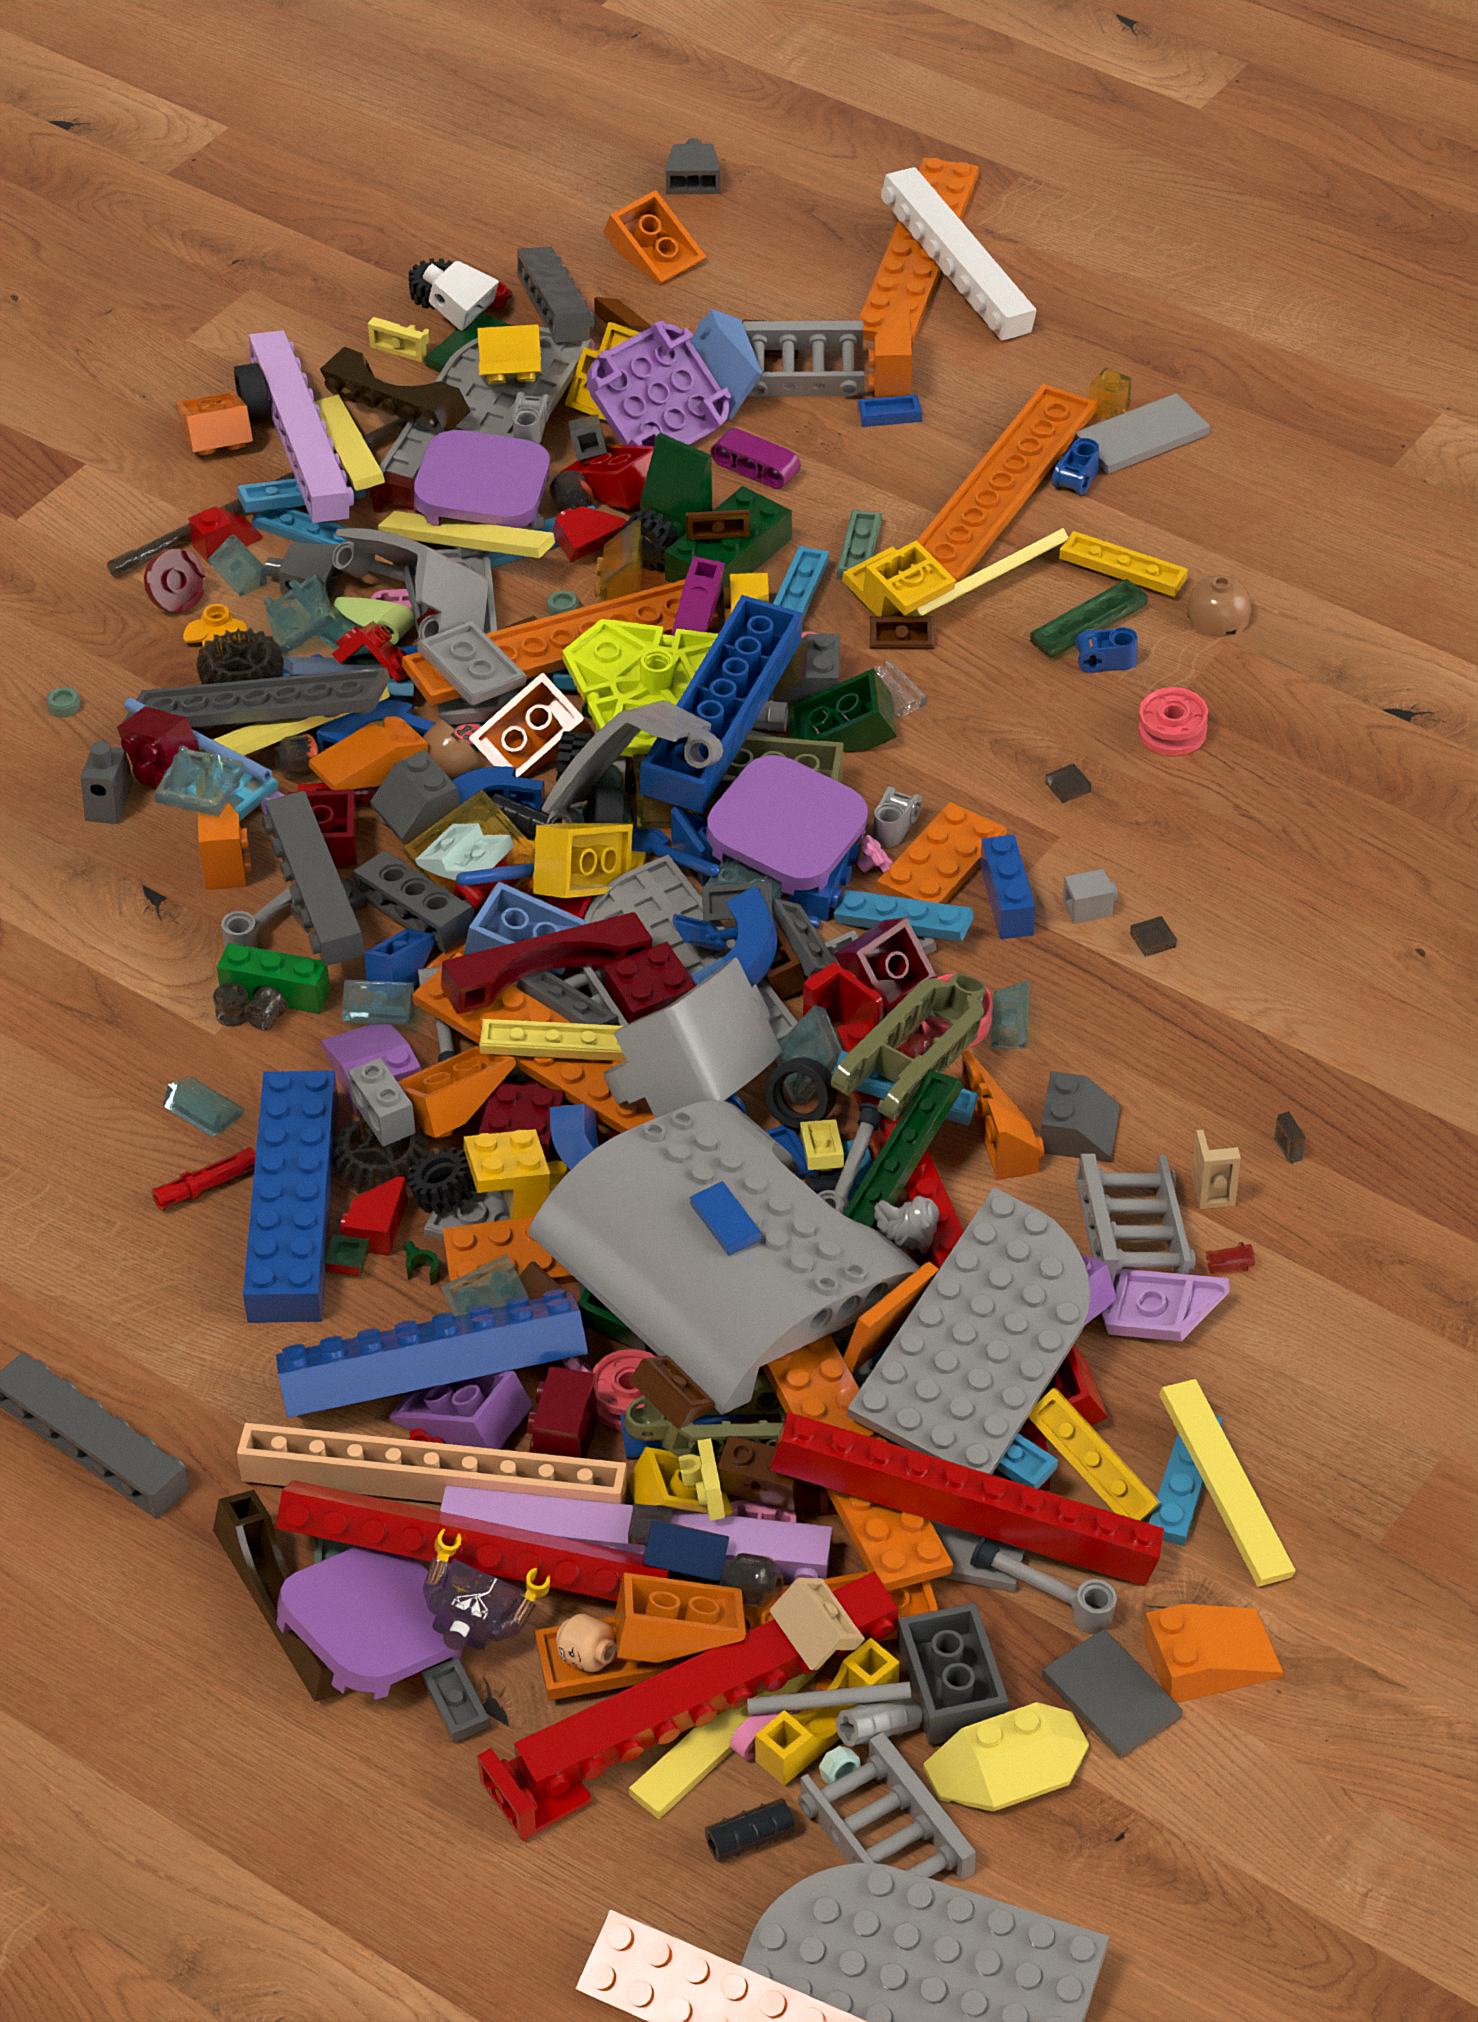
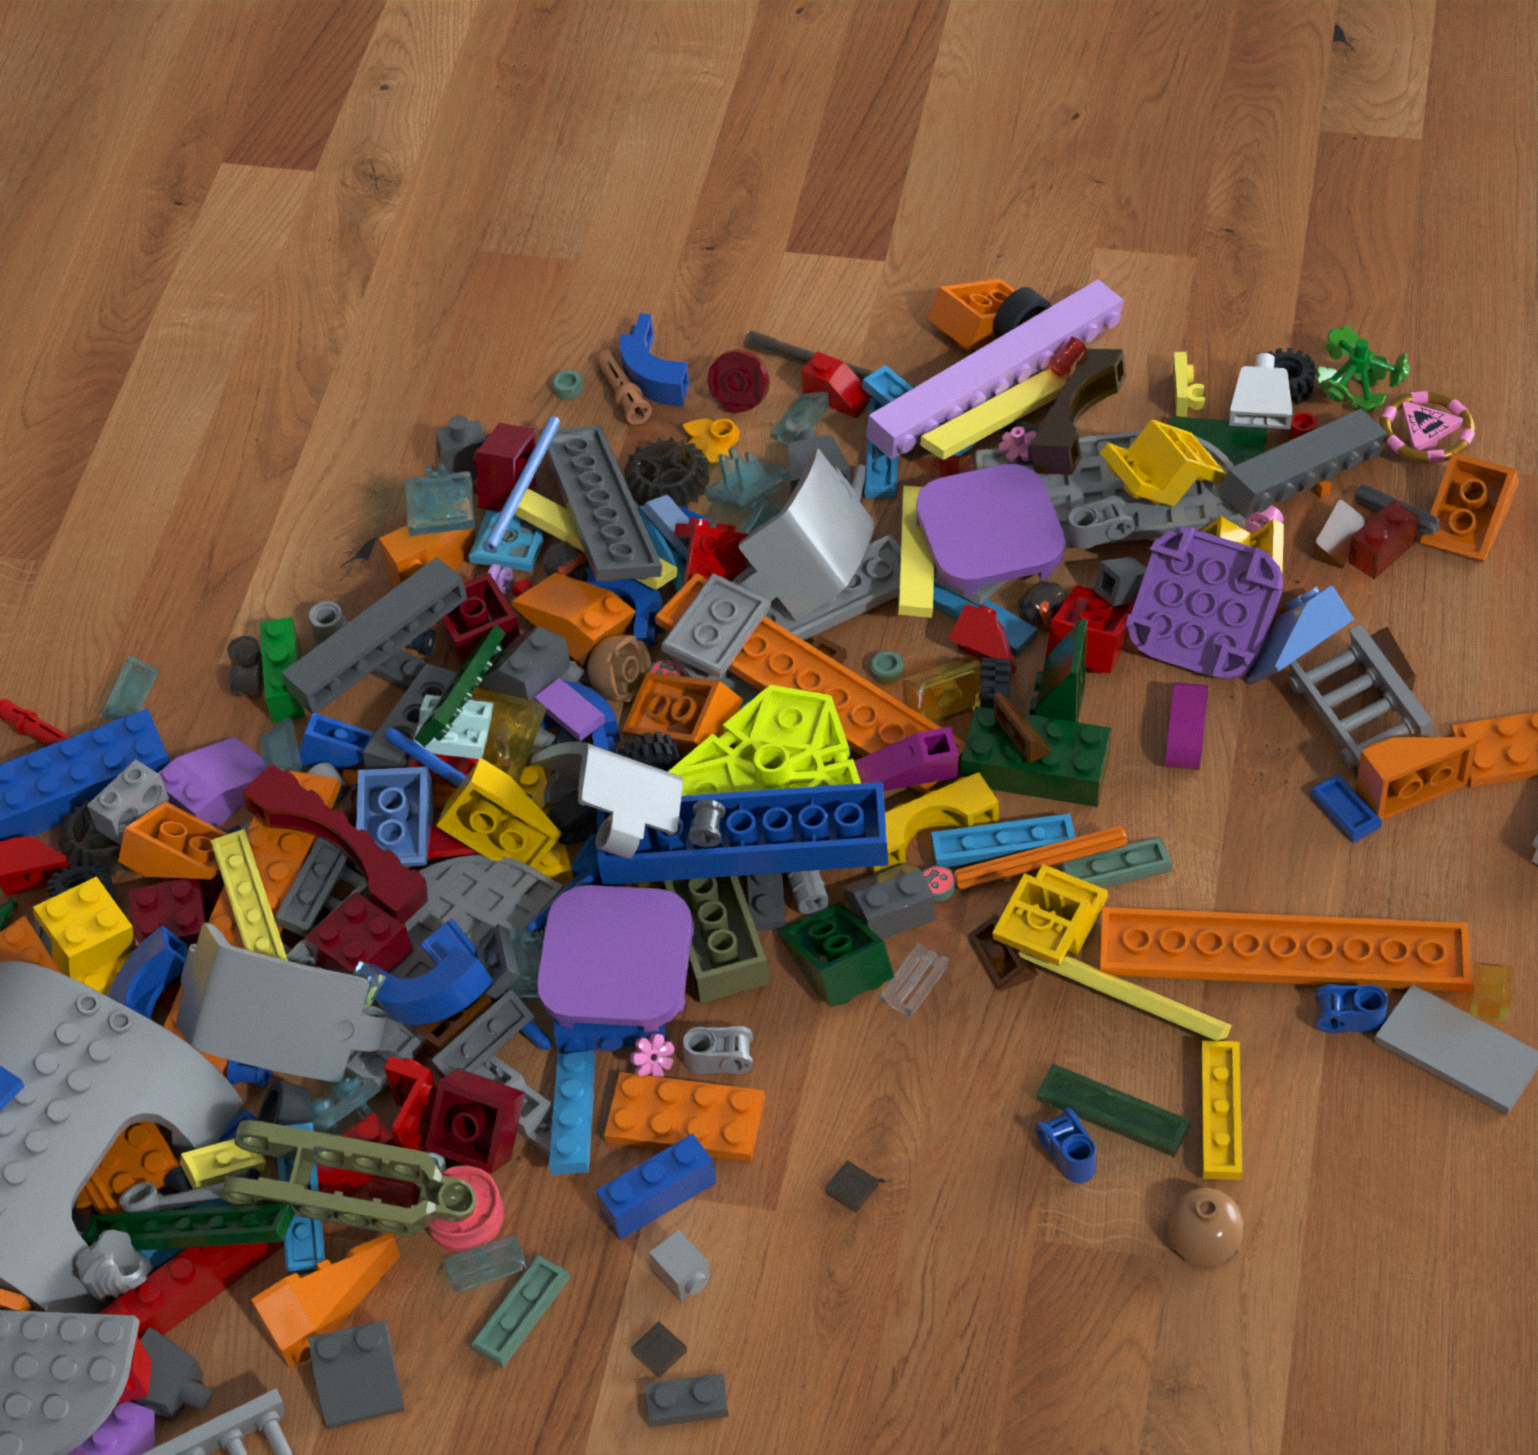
camera: 70 degrees right, 5 degrees up
(98, 642) = (657, 378): none -> blue arch
(117, 662) = (609, 366): none -> nougat pin
(322, 389) = (1067, 357): none -> clear red pin
(398, 439) = (1016, 444): none -> bright pink plant
(433, 824) = (461, 687): none -> dark green plate
(471, 235) = (1365, 364): none -> bright green plant
(496, 783) = (570, 709): none -> medium lavender tile
(557, 227) = (1427, 426): none -> piece
(625, 276) = (1379, 500): none -> dark grey axle
(651, 291) = (1383, 539): none -> clear red brick
(720, 699) = (706, 823): none -> dark grey bush
(830, 575) = (1047, 855): none -> orange axle
(1070, 1009) = (520, 1311): none -> sand green tile
(1173, 721) = (995, 1268): coral wheel -> none
(1207, 933) = (686, 1400): none -> dark grey plate

